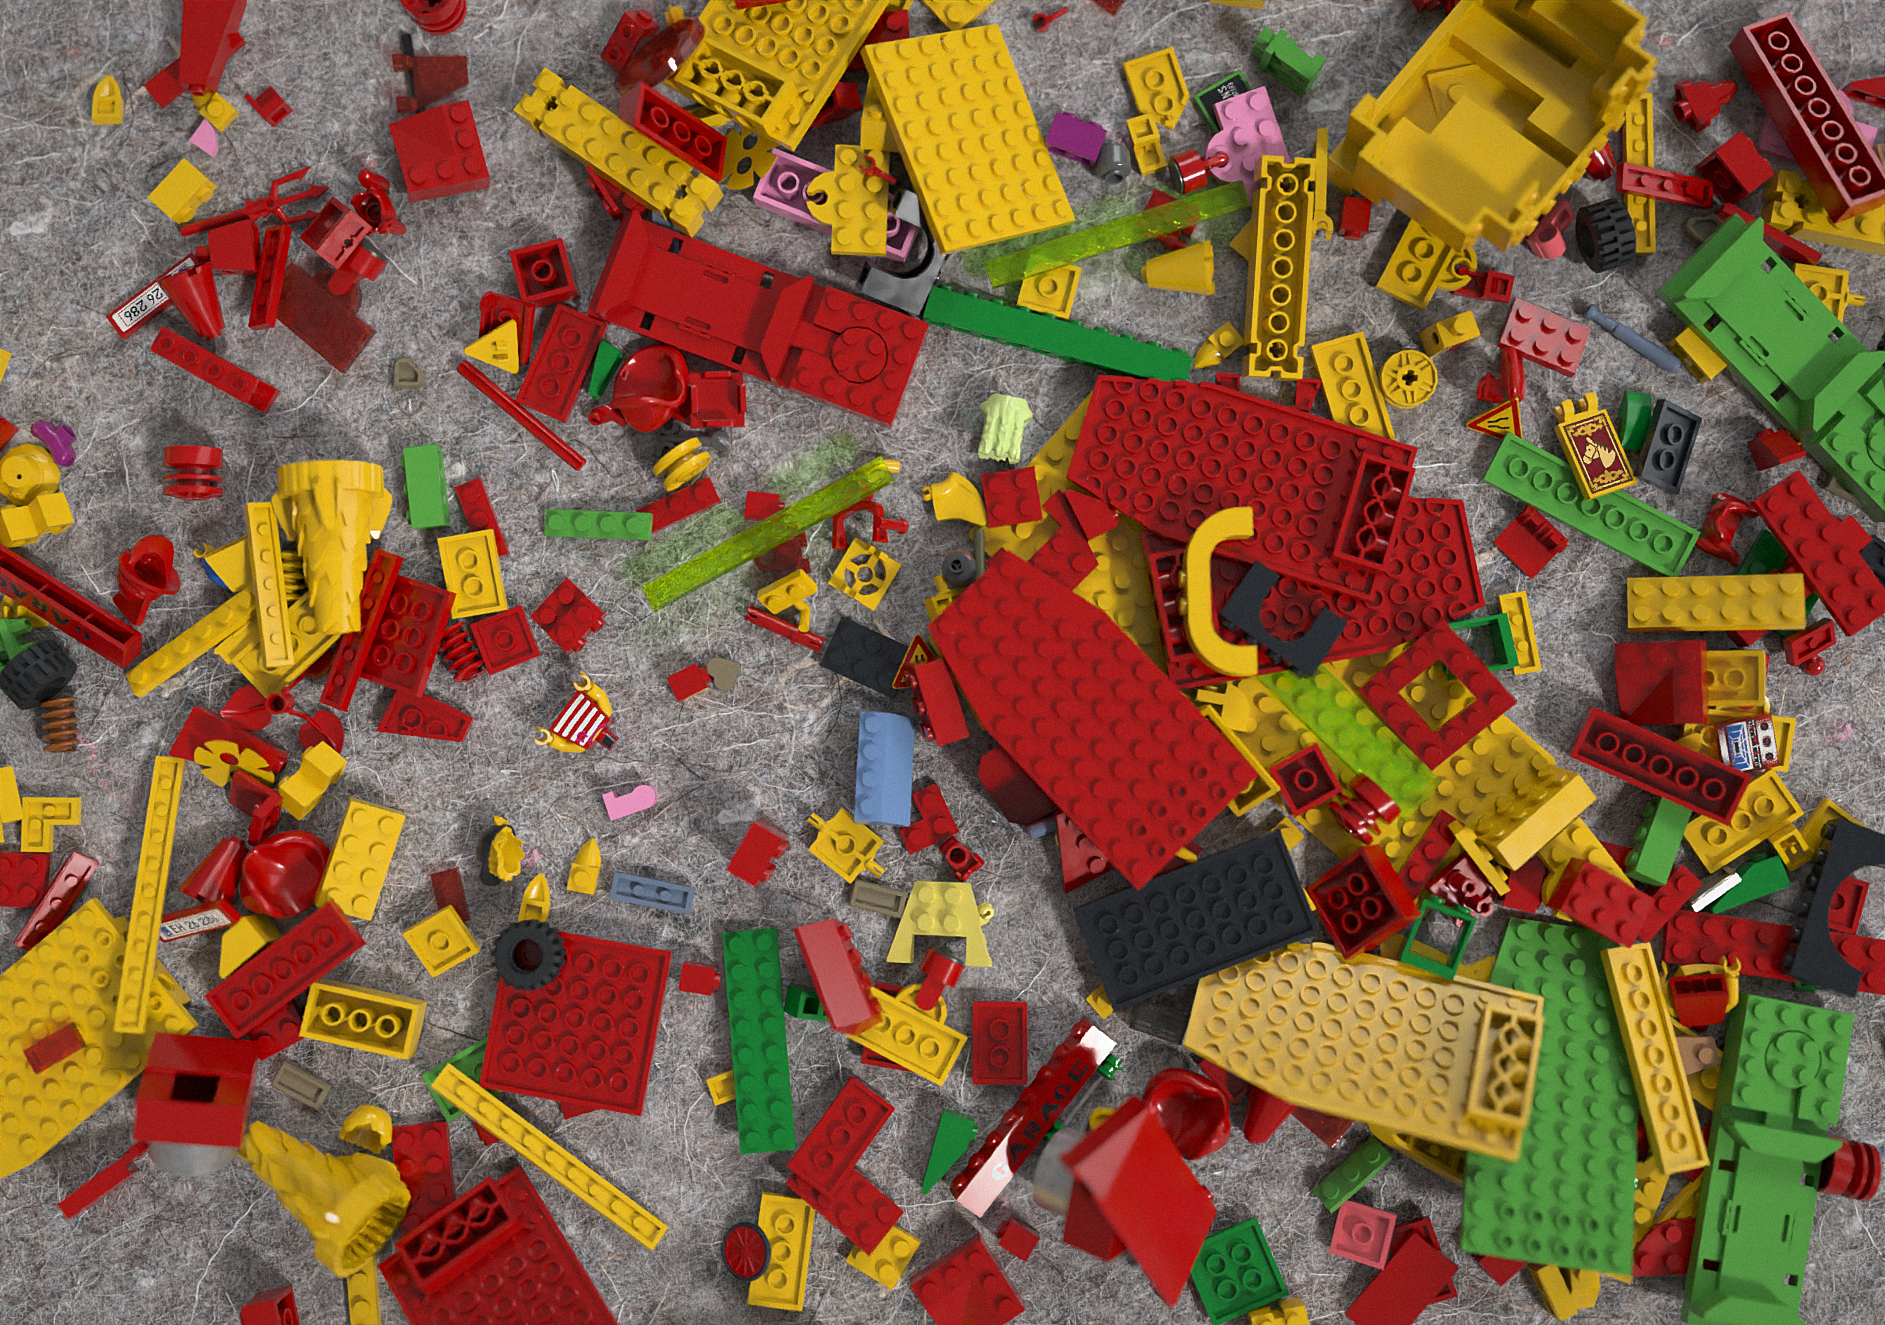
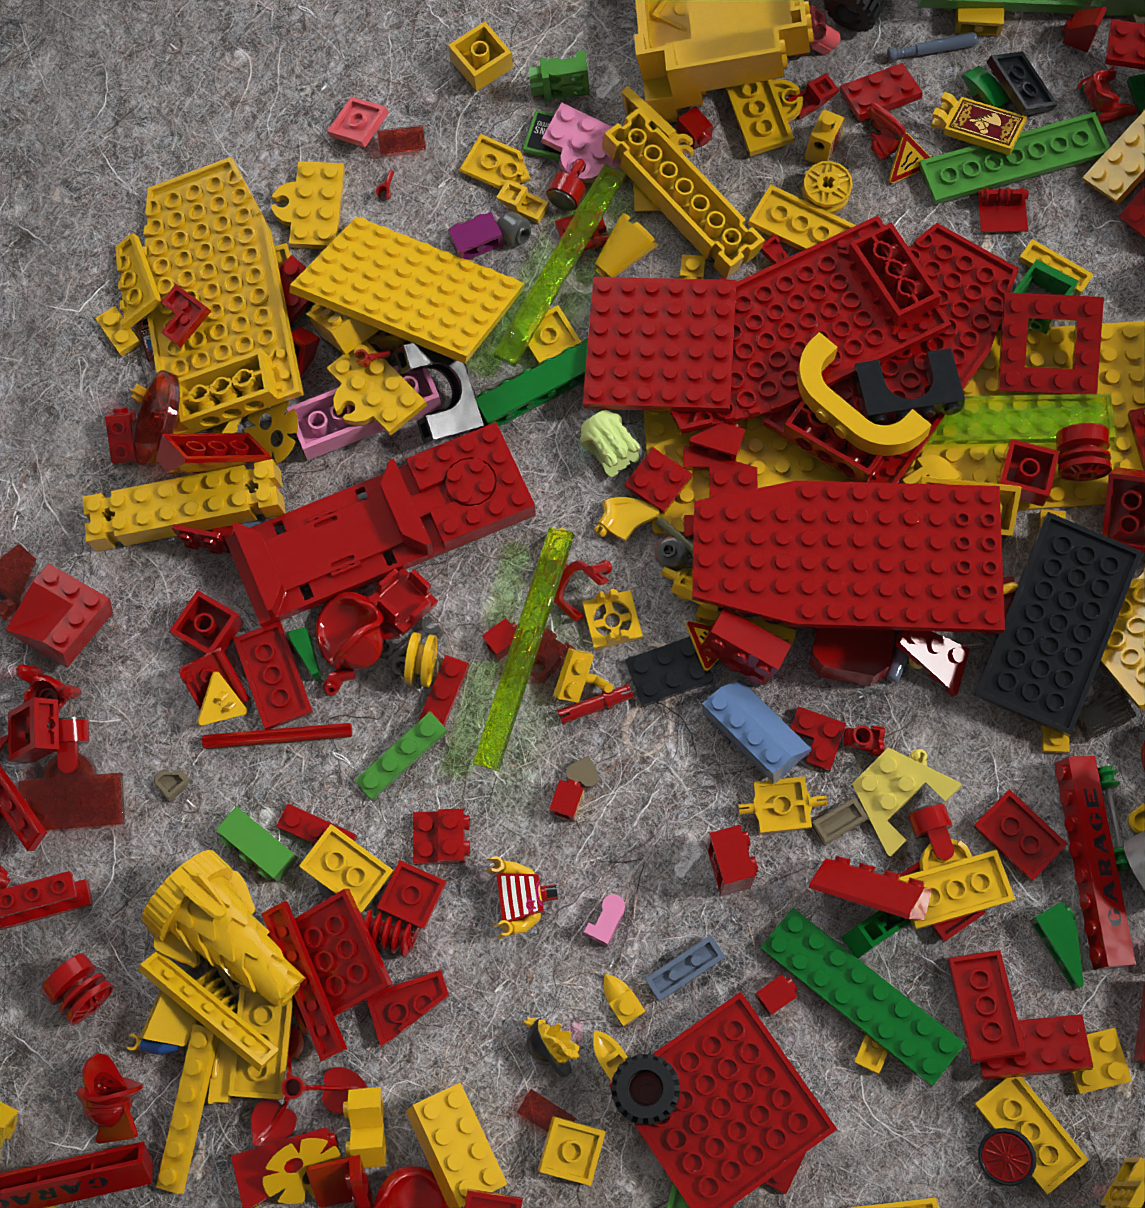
camera: 40 degrees left, 15 degrees down
(1124, 386) = (660, 344): none -> red plate

